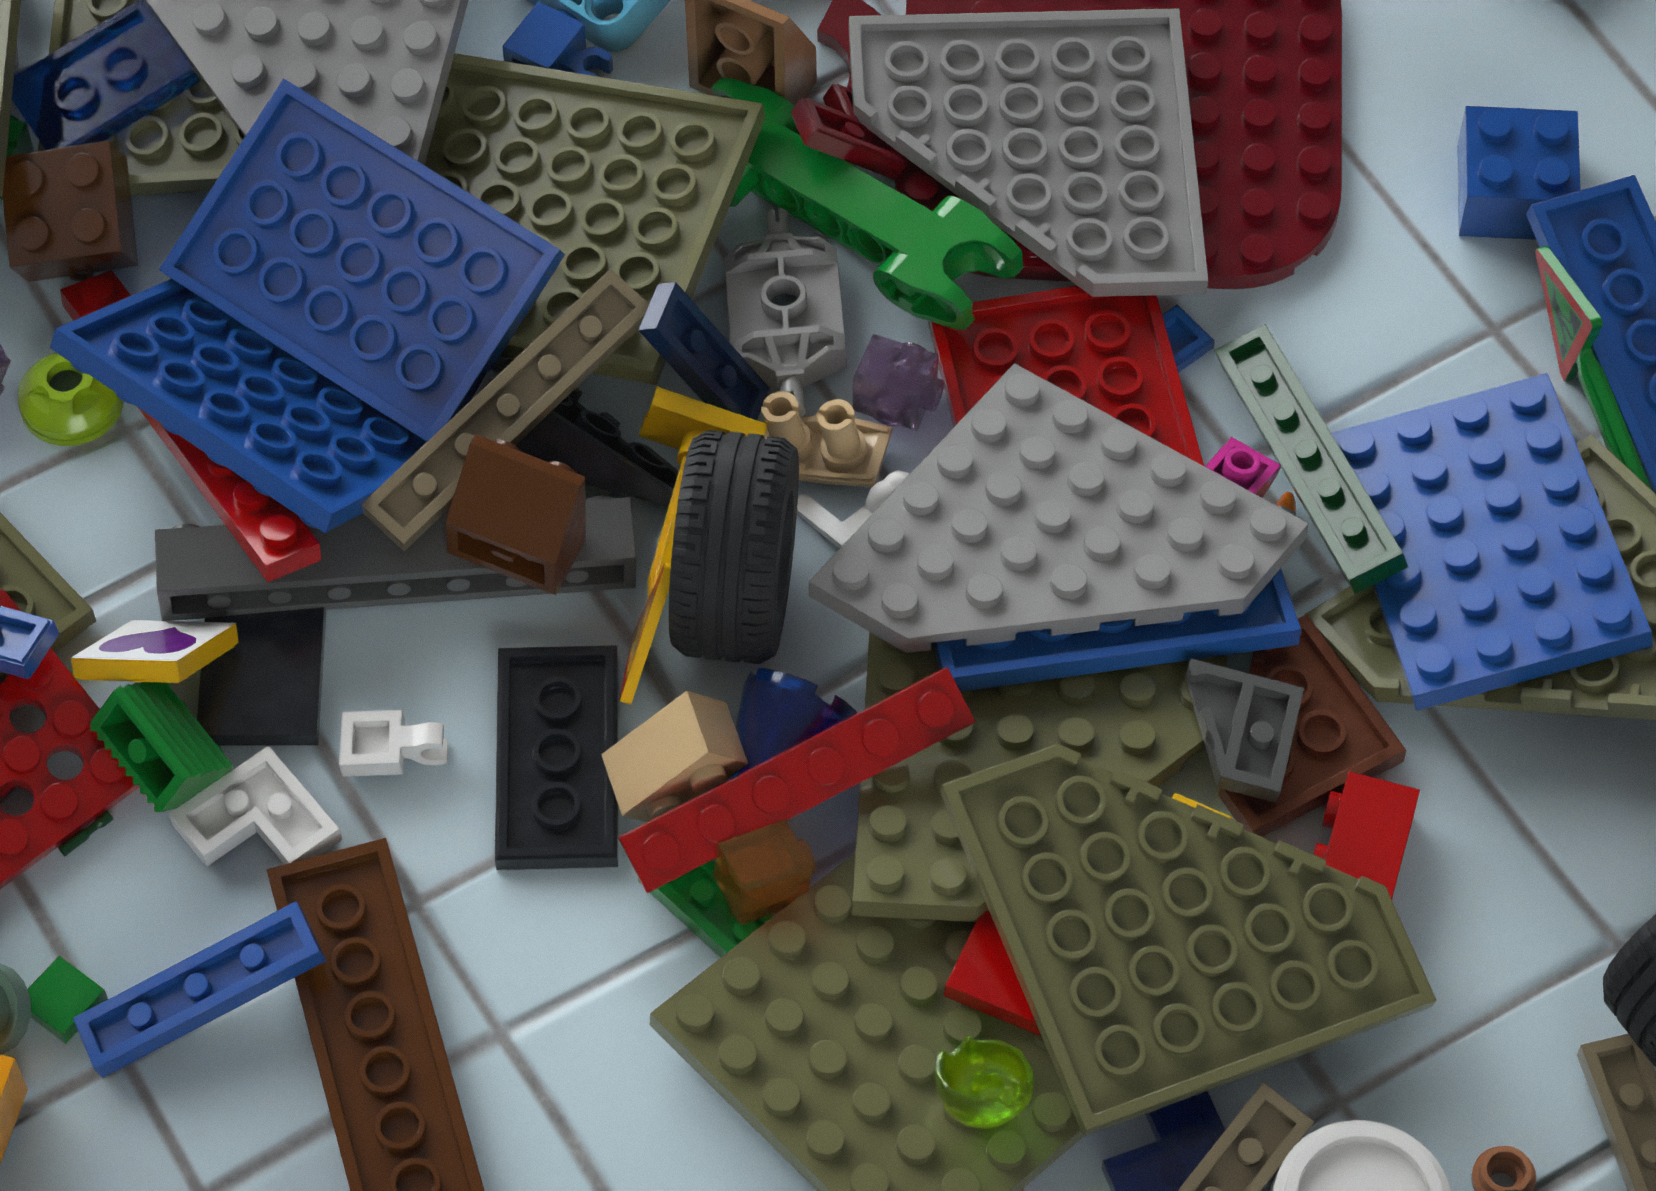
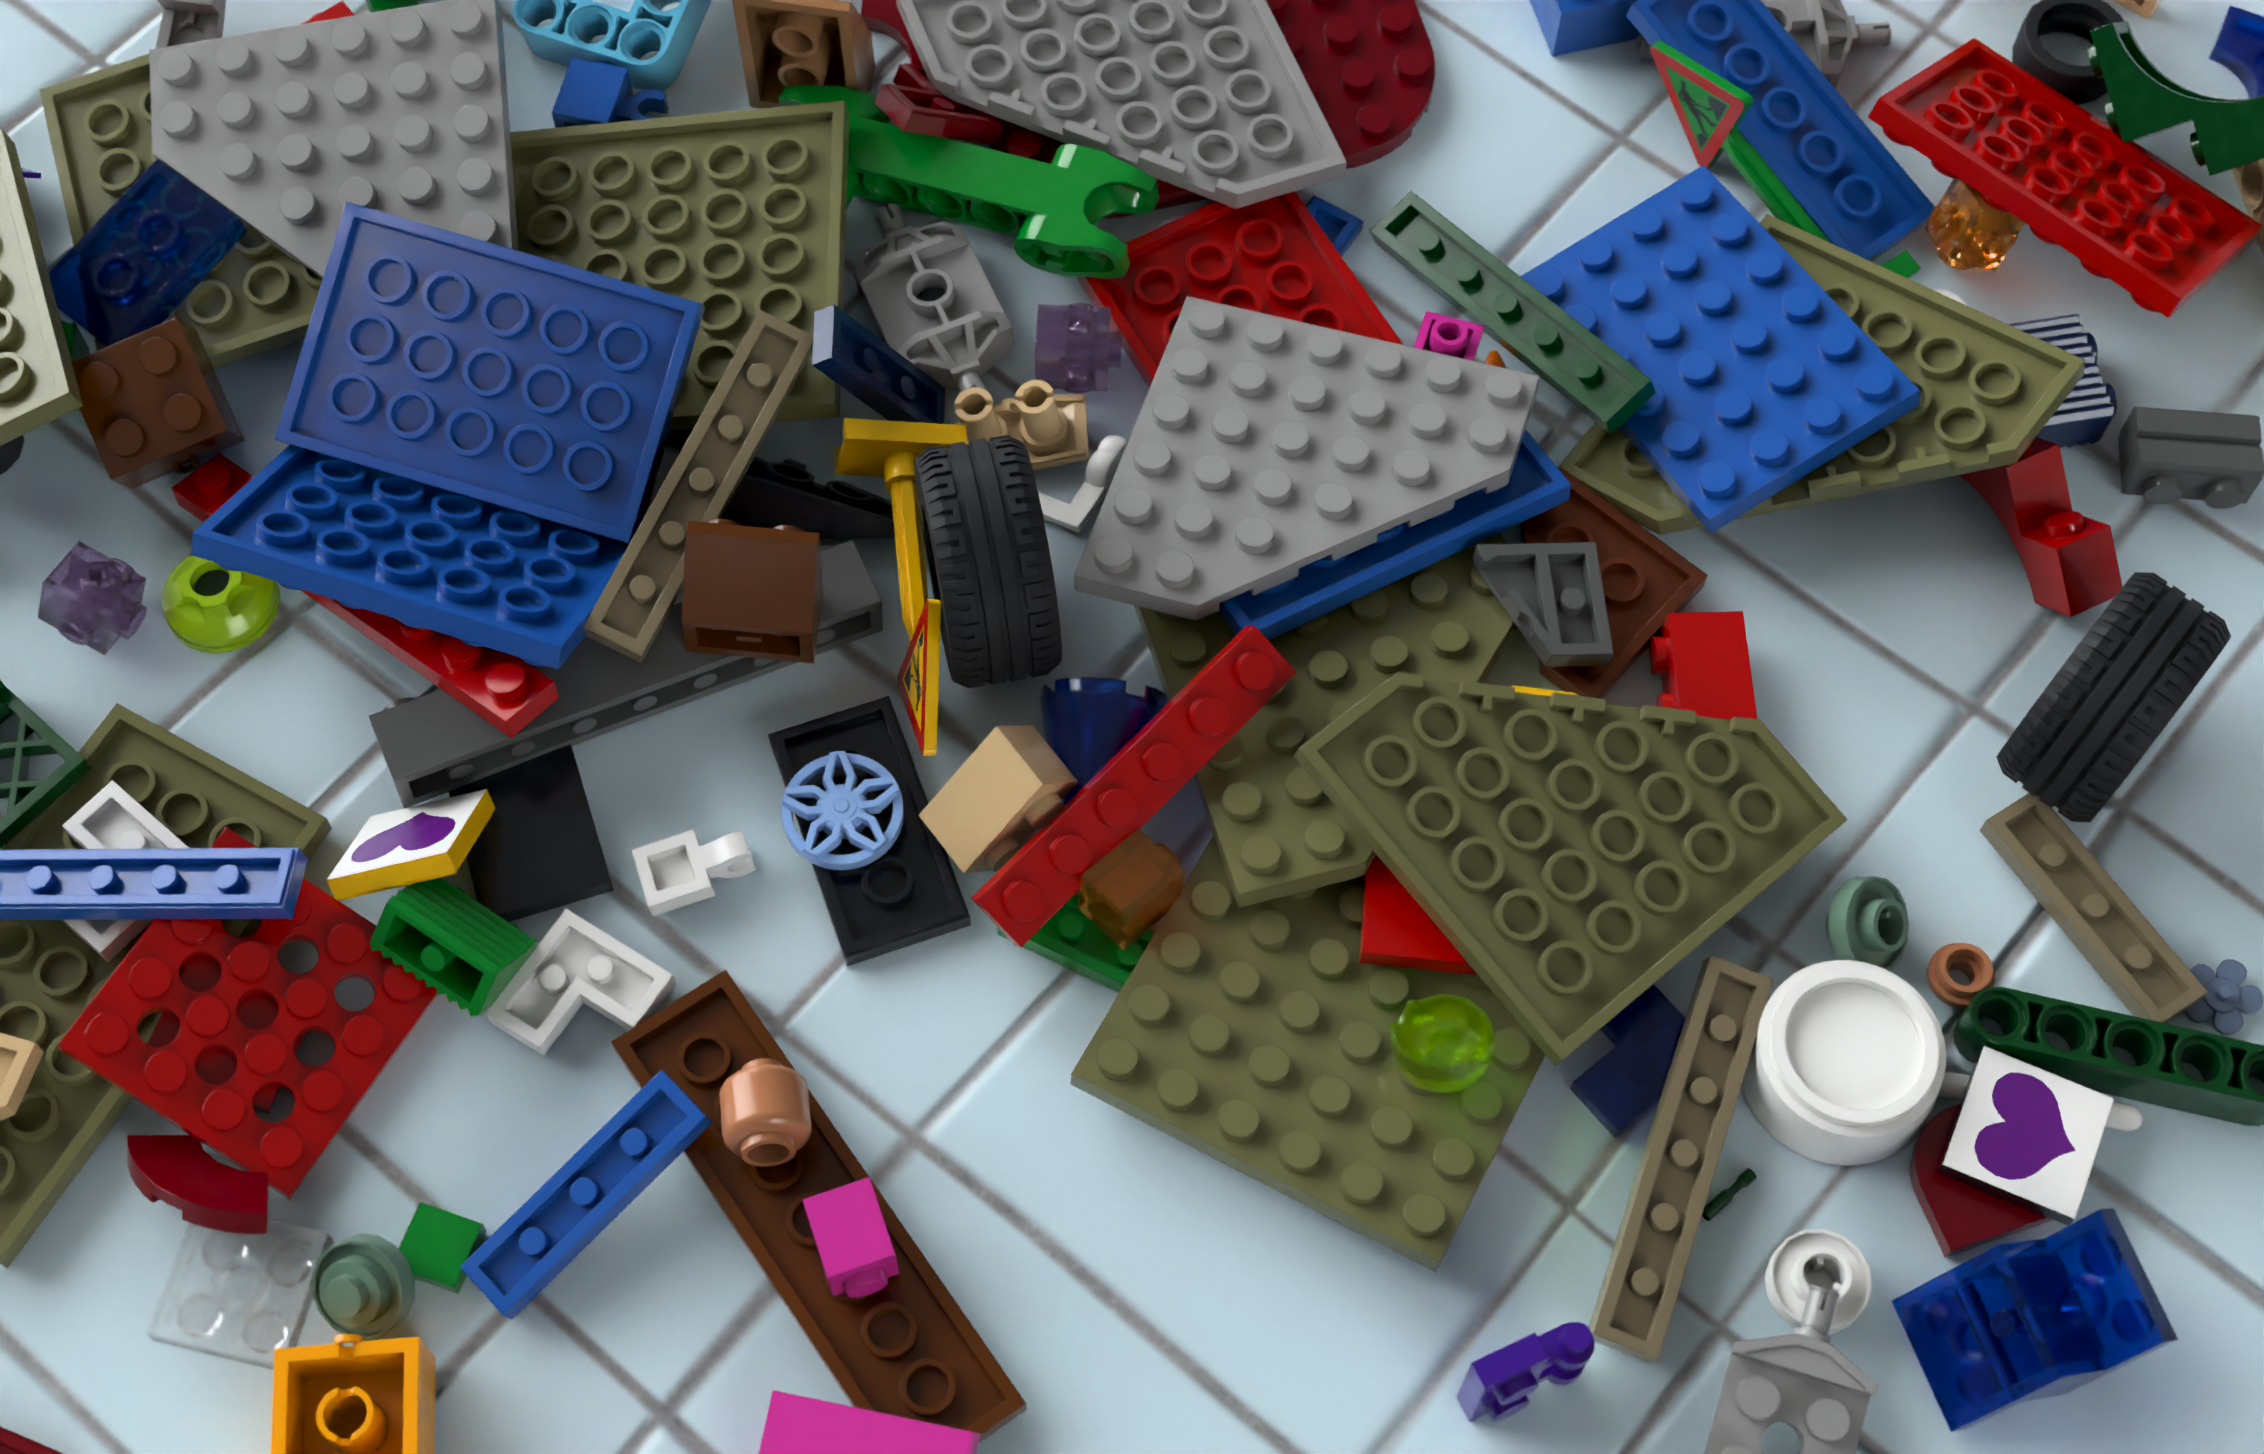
camera: 20 degrees left, 5 degrees up
(84, 834) = (399, 1060): dark green piece -> none
(372, 964) = (765, 1112): none -> nougat head
(407, 1092) = (852, 1239): none -> dark pink brick
(537, 732) = (842, 811): none -> light blue wheel
(1430, 1102) = (1868, 922): none -> sand green plate

